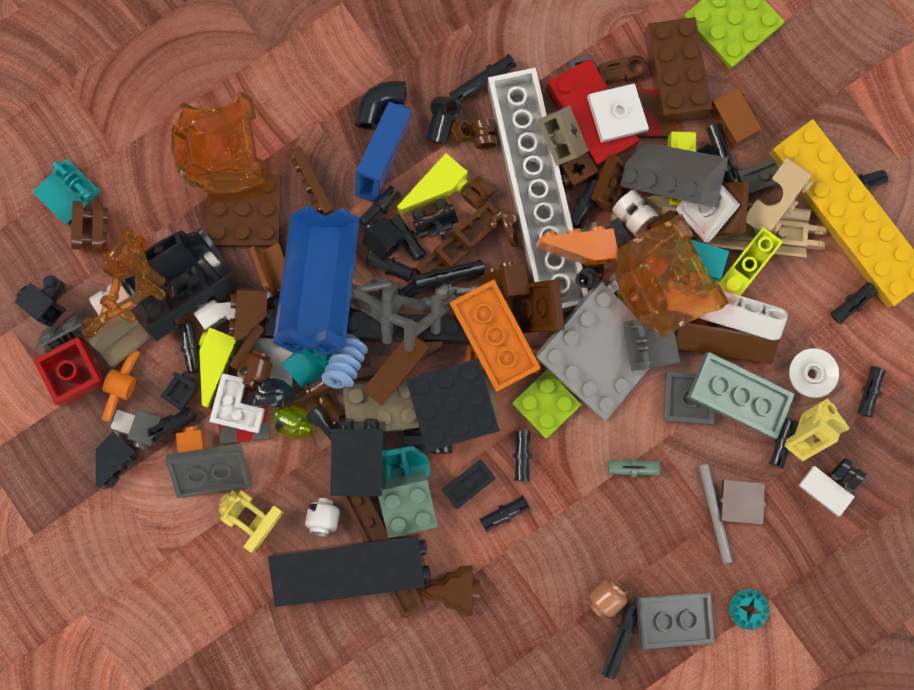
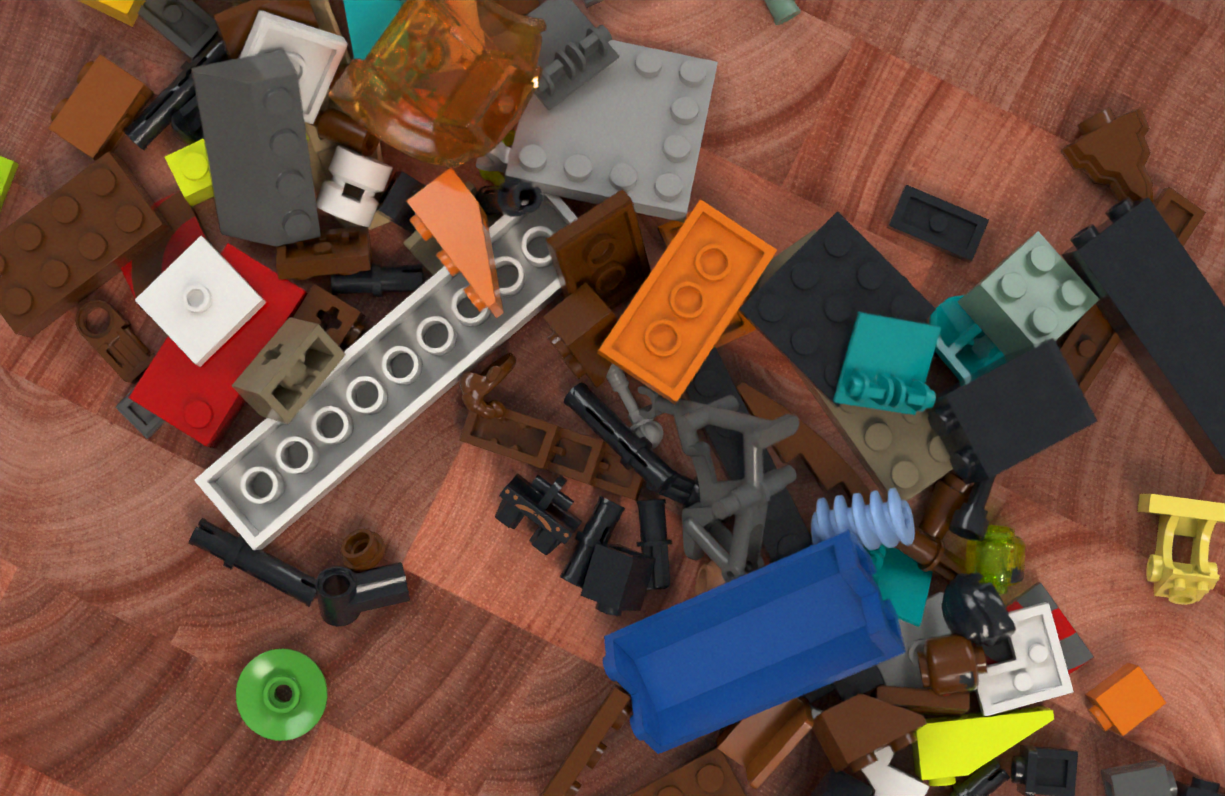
camera: 120 degrees left, 5 degrees up
(171, 425) = (1111, 751): black pin -> none
(208, 470) = (1150, 649): dark grey tile -> none
(322, 517) = (1121, 426): white head -> none
(376, 99) = (387, 721): black cylinder -> none
(380, 206) = (566, 614): black axle -> none
(381, 152) = (470, 661): blue slope -> none
(394, 371) = (837, 433): reddish brown tile -> none
(412, 412) = (888, 365): none -> teal hinge
(415, 48) = (259, 701): none -> bright green dish
(438, 183) = (473, 538): neon yellow slope -> none
(477, 192) = (444, 464): reddish brown wheel -> none
(484, 134) = (348, 507): reddish brown wheel -> none
(504, 513) = (952, 142): black pin -> none
(522, 455) = (845, 163): black pin -> none
(546, 404) = (742, 169): lime plate -> none

